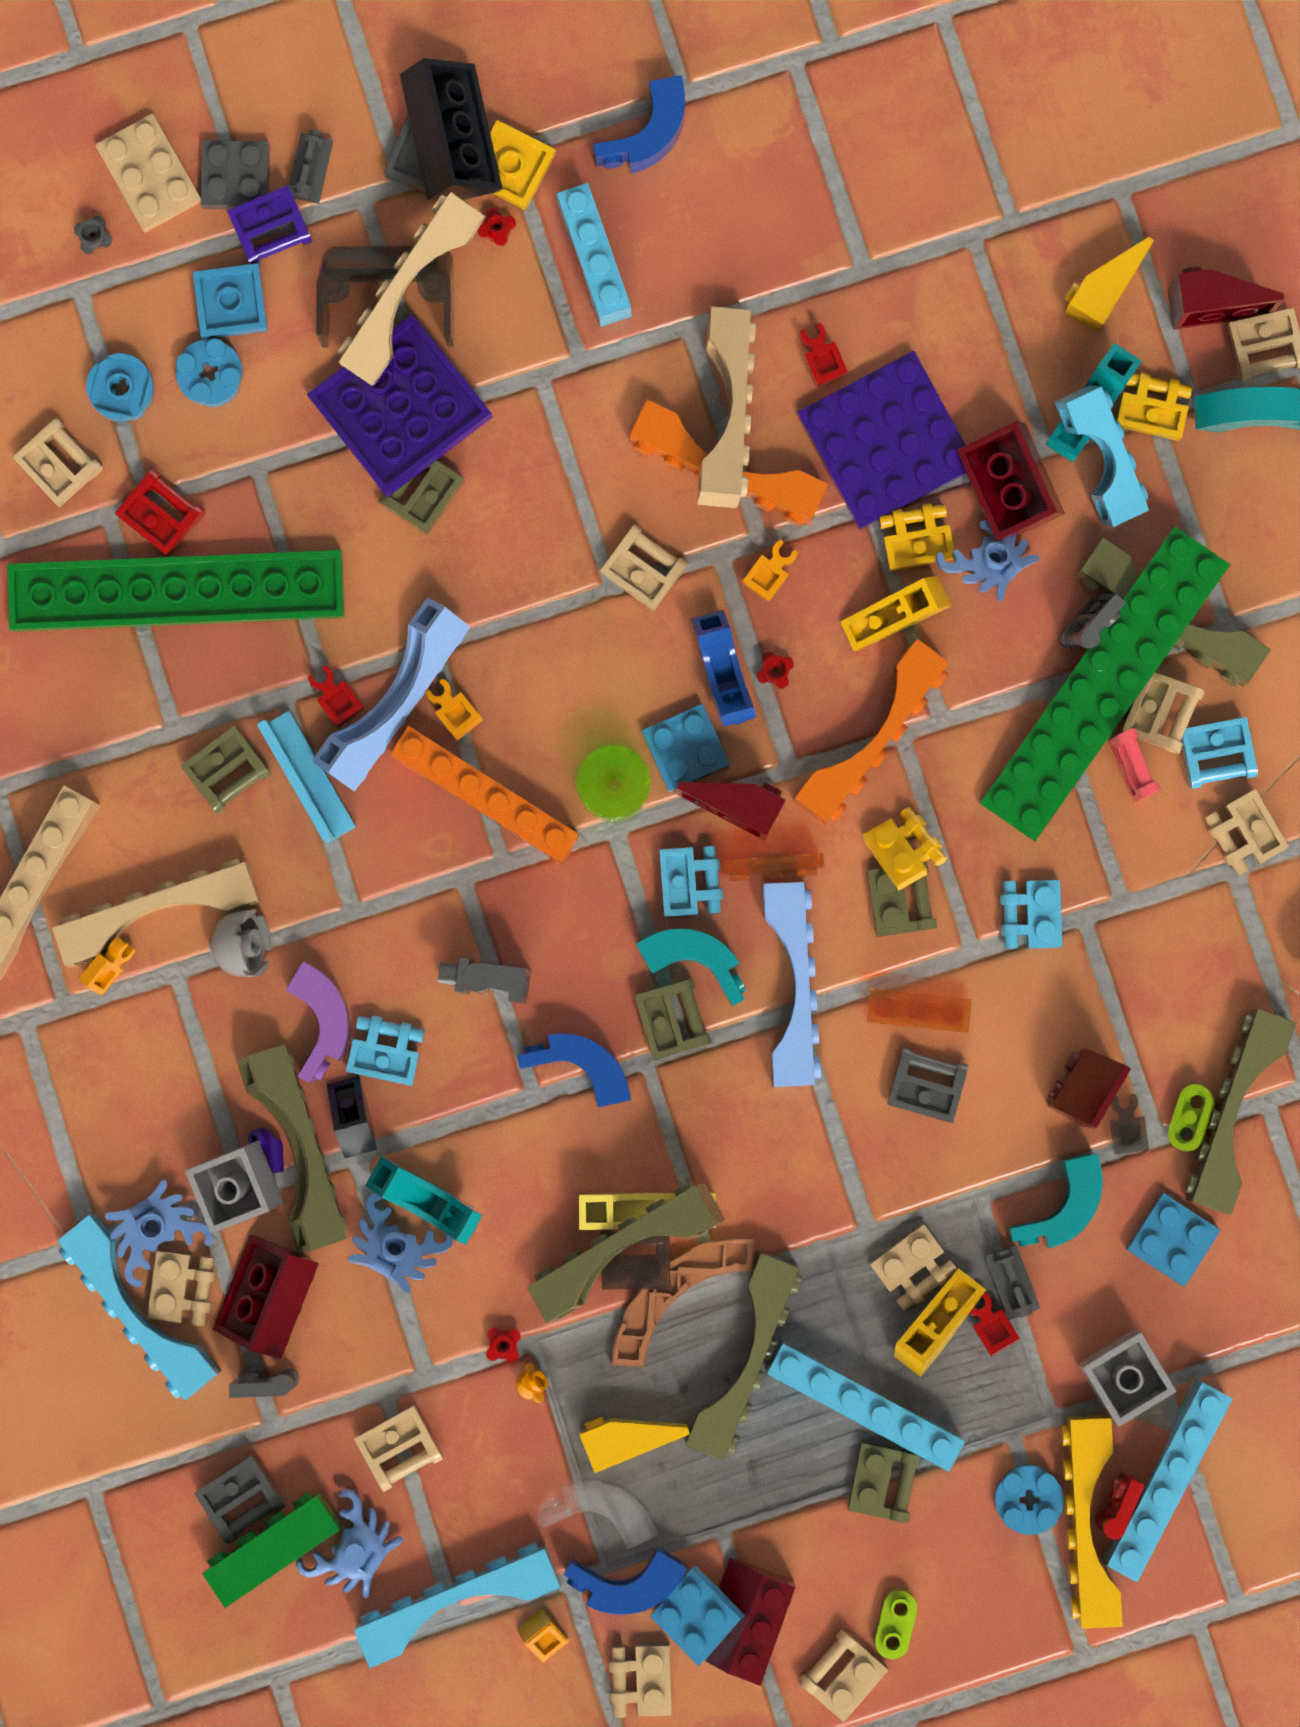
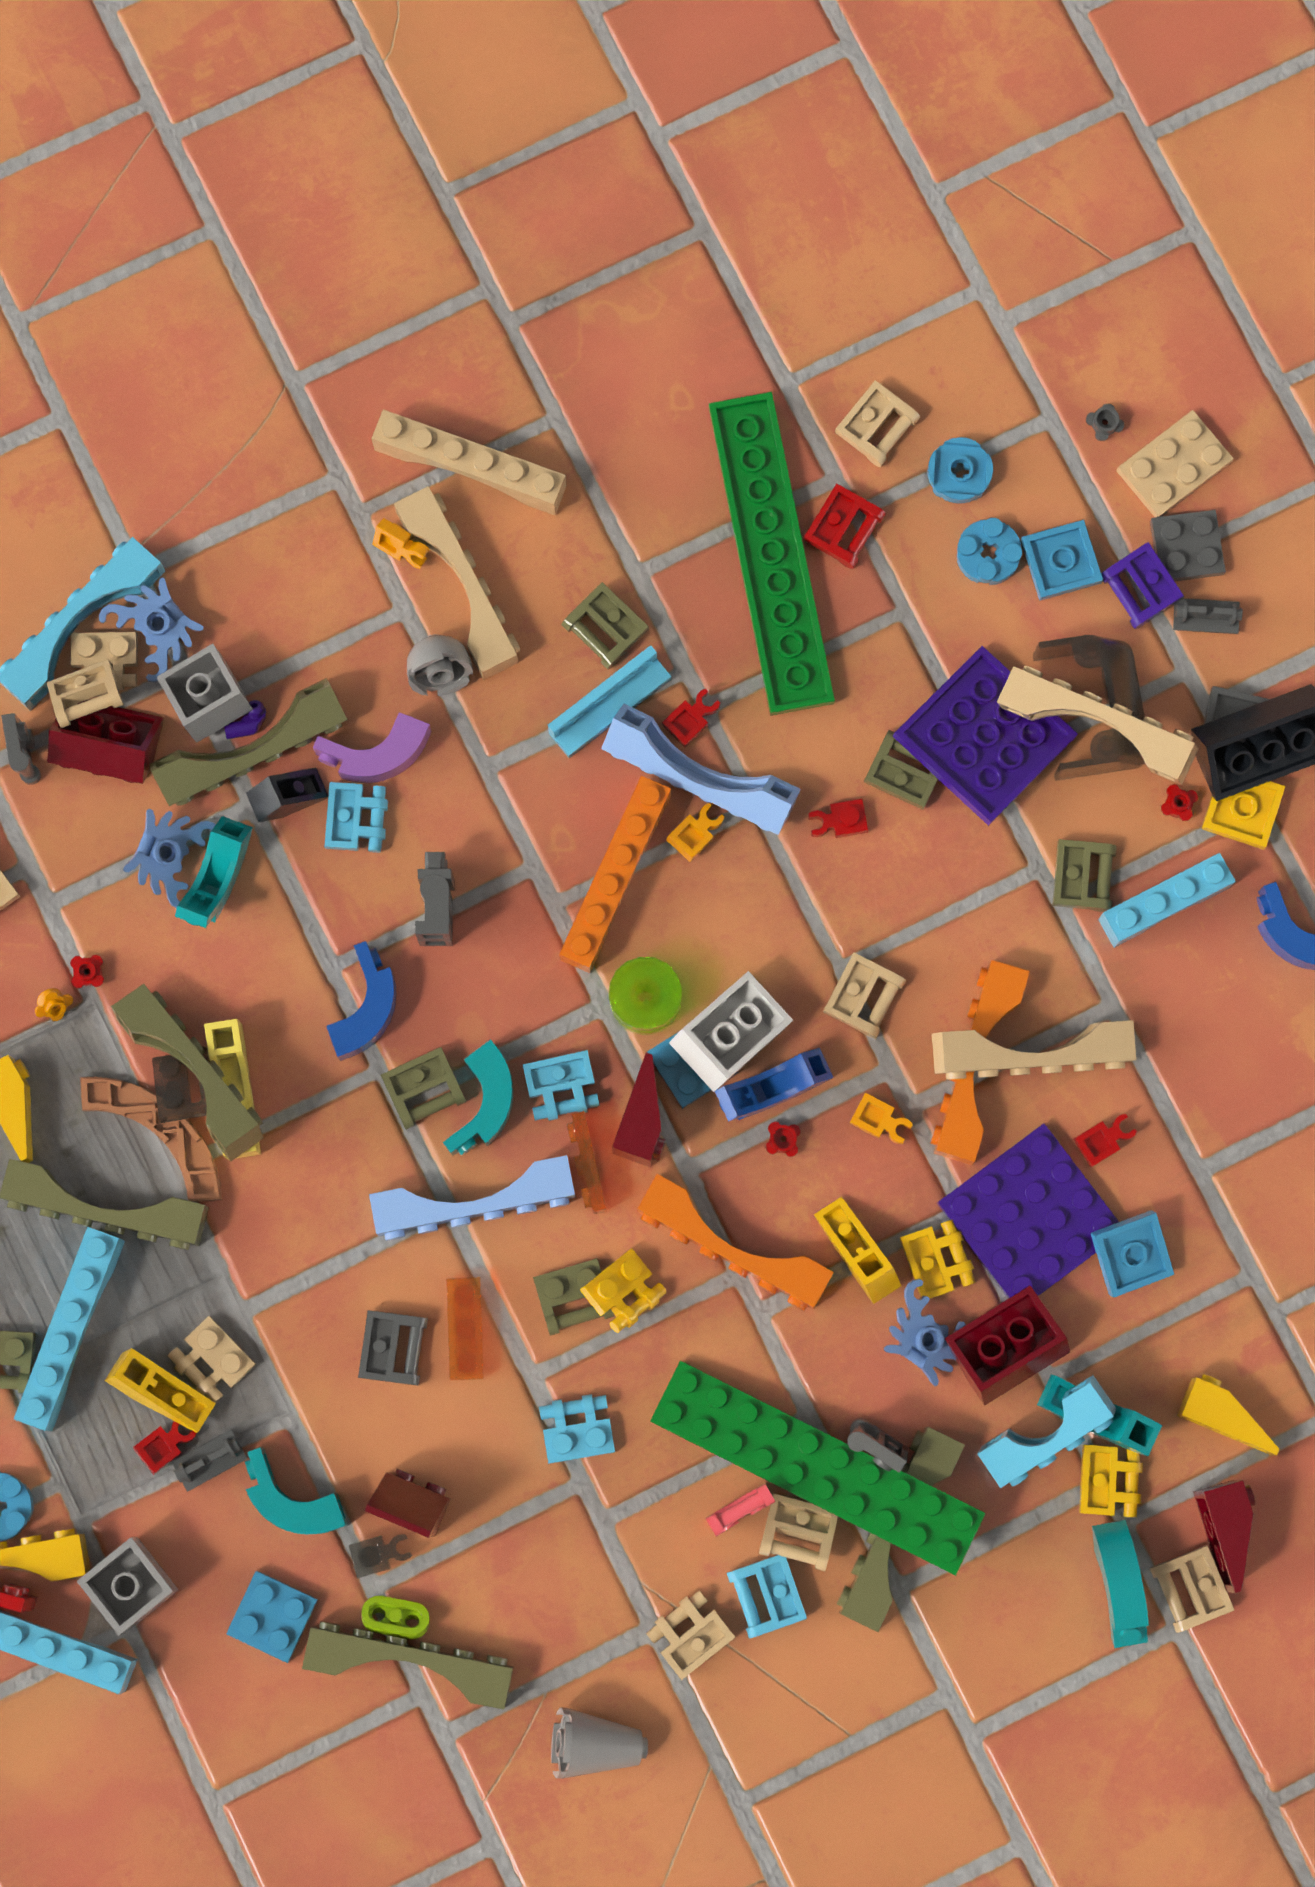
camera: 80 degrees right, 5 degrees down
(208, 1311) = (81, 686): none -> tan plate
(461, 560) = (845, 818): none -> red plate
(553, 342) = (1072, 875): none -> olive plate
(664, 702) = (730, 1031): none -> white brick
(939, 346) = (1132, 1253): none -> dark azure plate

